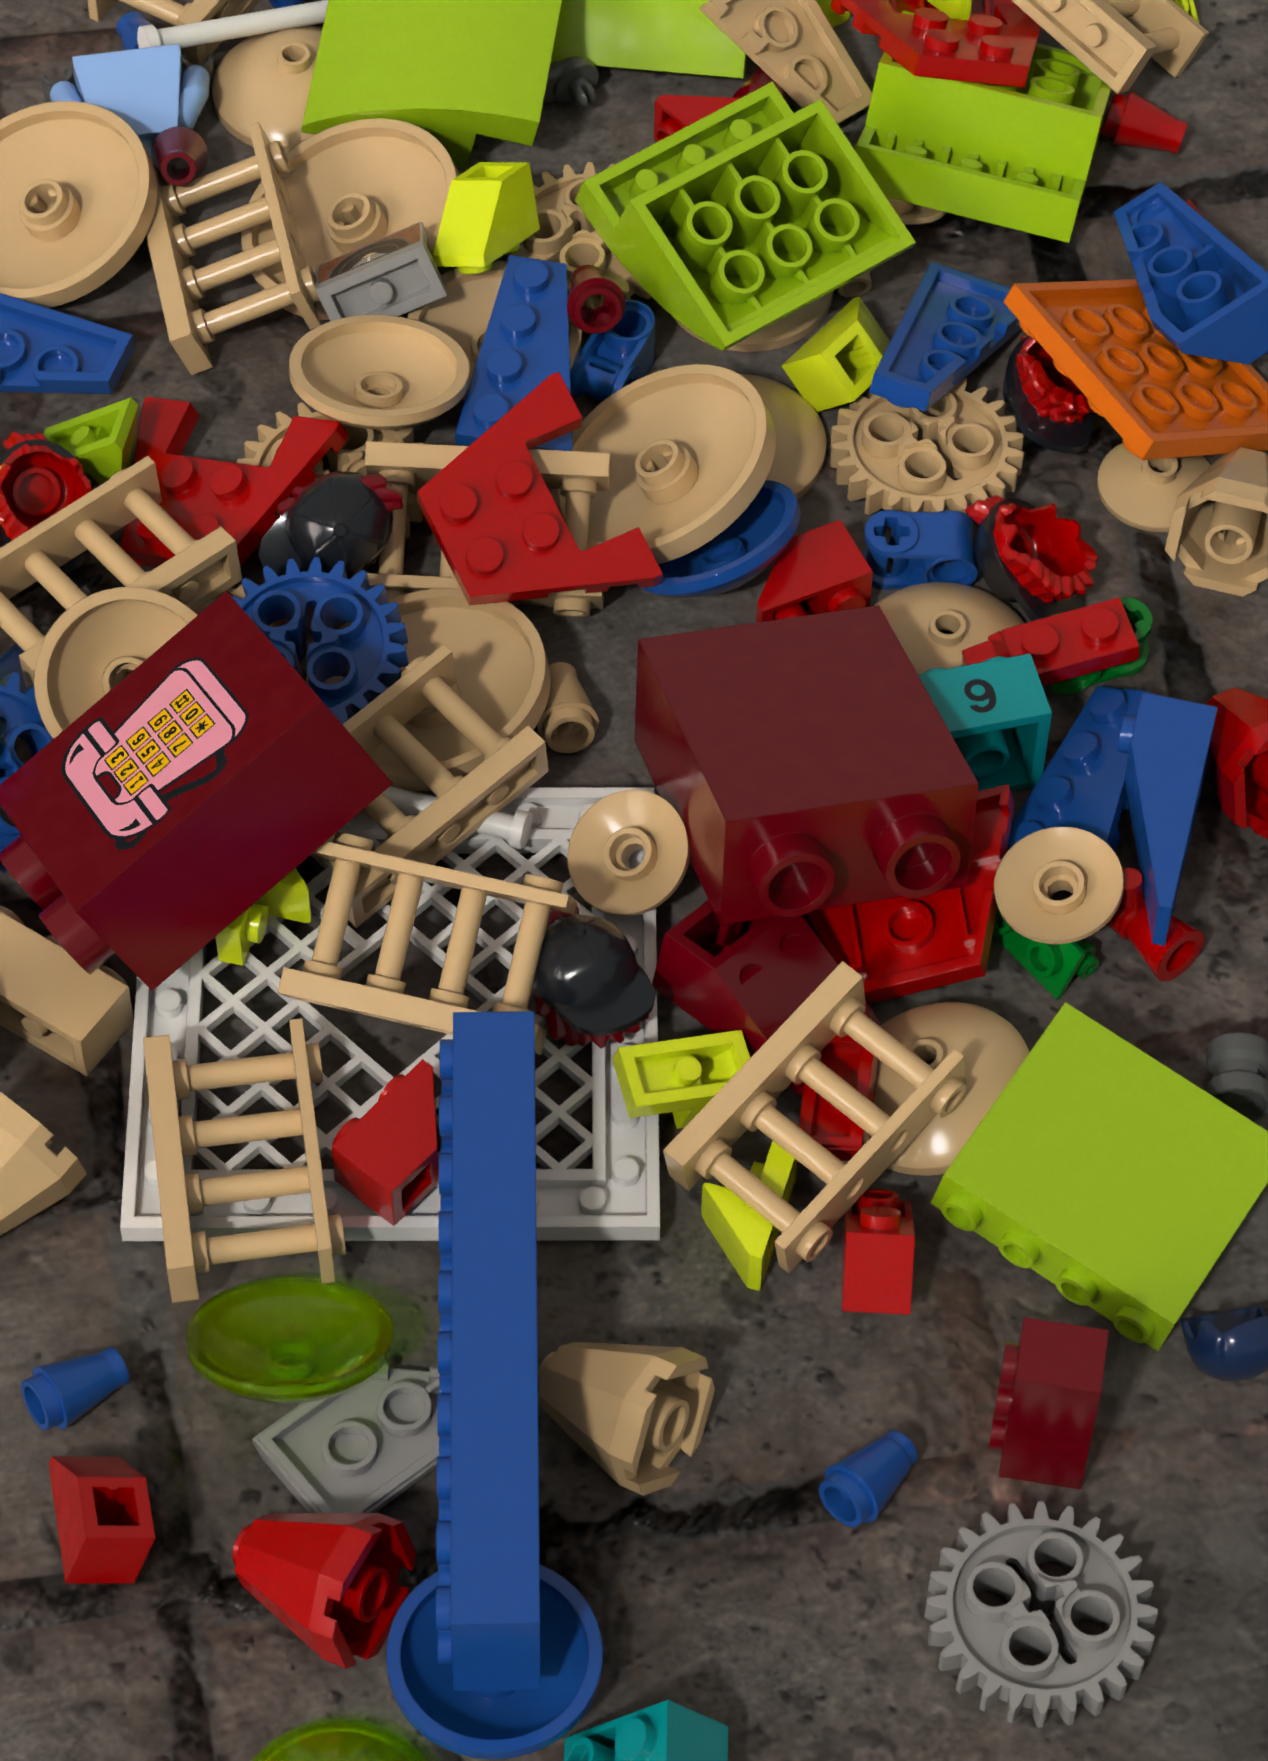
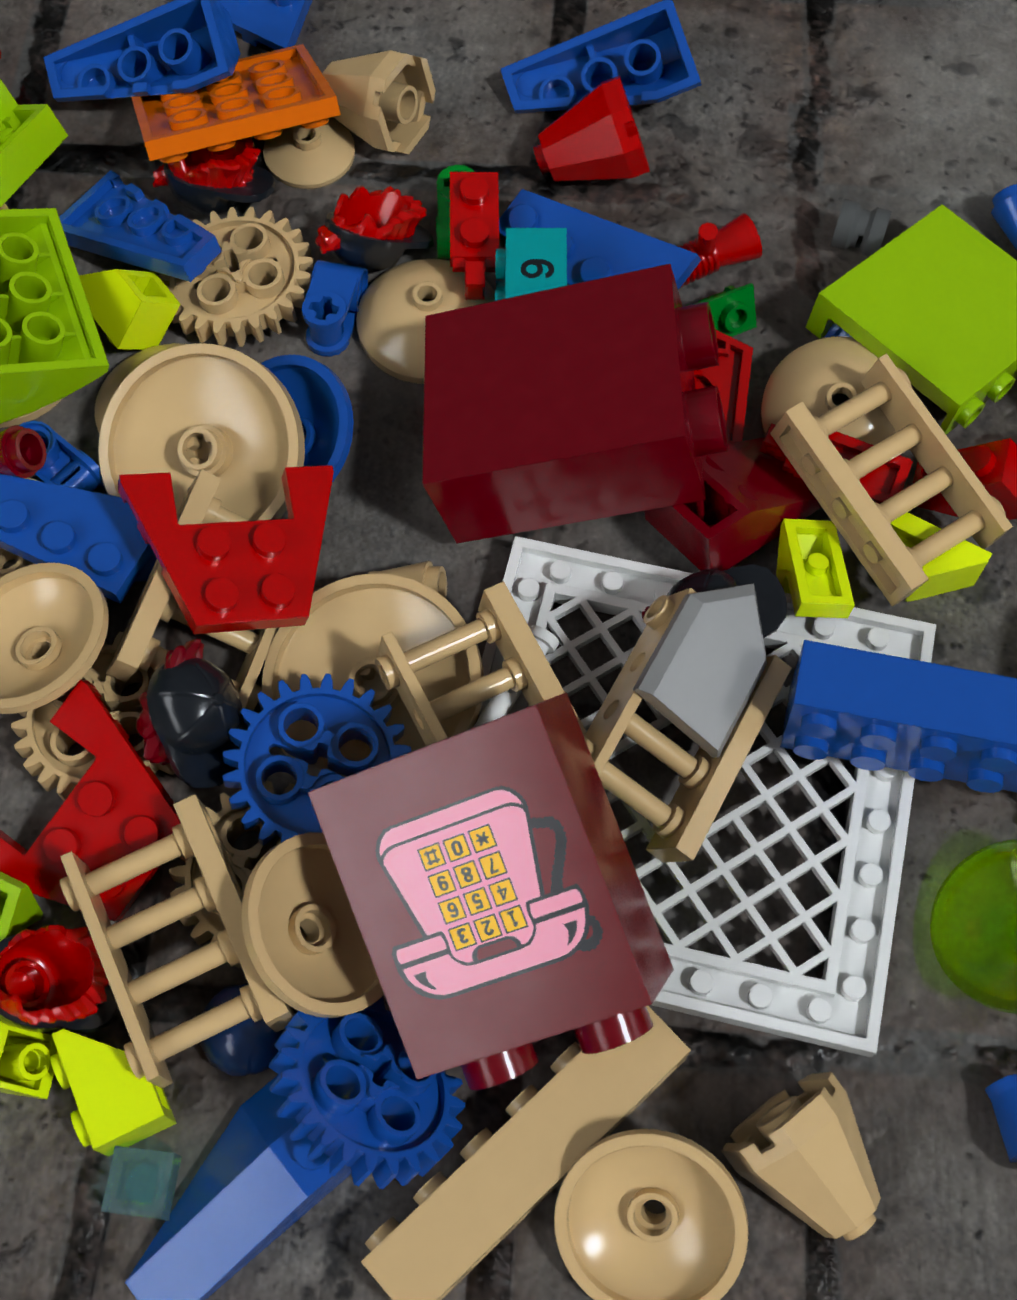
camera: 75 degrees left, 10 degrees up
(187, 1194) = (812, 980): tan fence -> none
(392, 1150) = (851, 795): red slope -> none
(491, 941) = (707, 664): none -> light grey tile
(608, 837) = (623, 554): tan dish -> none
(816, 576) = (354, 367): red slope -> none
(1055, 862) = (715, 259): tan dish -> none
(1164, 786) = (646, 188): blue wedge -> none

